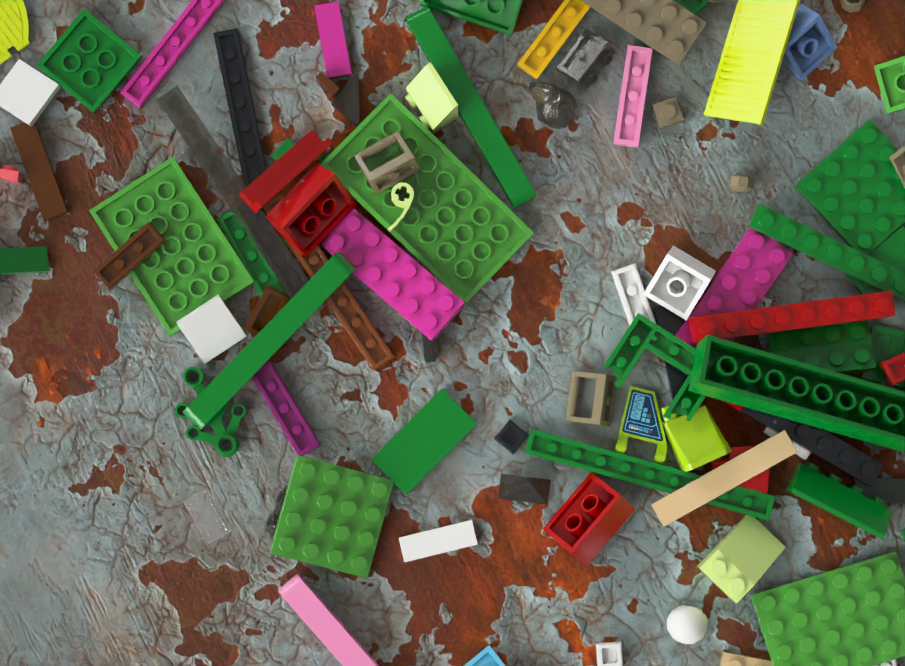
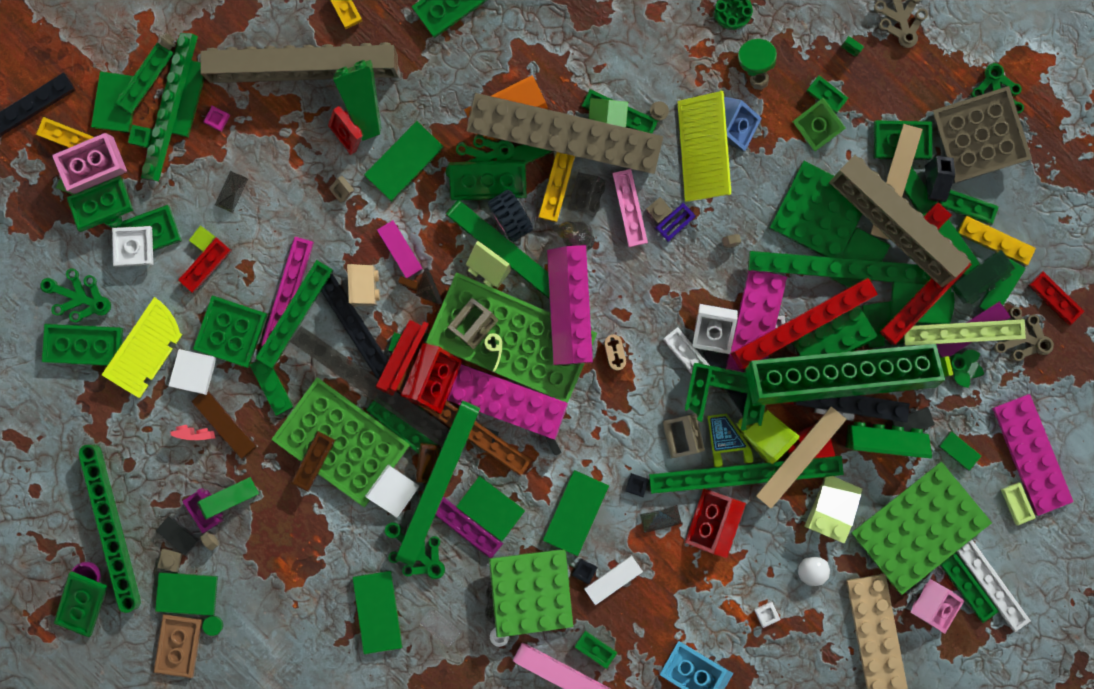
camera: 25 degrees left, 0 degrees up
(114, 146) = (272, 387): none -> green plate
(137, 469) = (377, 612): none -> green tile
(175, 69) = (294, 314): none -> green plate
(271, 66) = (362, 285): none -> tan slope
(271, 560) = (498, 641): none -> white tile
(322, 396) = (490, 508): none -> green tile
(384, 616) = (595, 649): none -> green plate
(407, 516) = (584, 571): none -> black tile
(482, 49) = (510, 215): none -> black wheel
(513, 185) = (569, 305): none -> dark pink slope
(553, 266) = (619, 350): none -> tan beam
(662, 143) = (687, 211): none -> dark purple tile

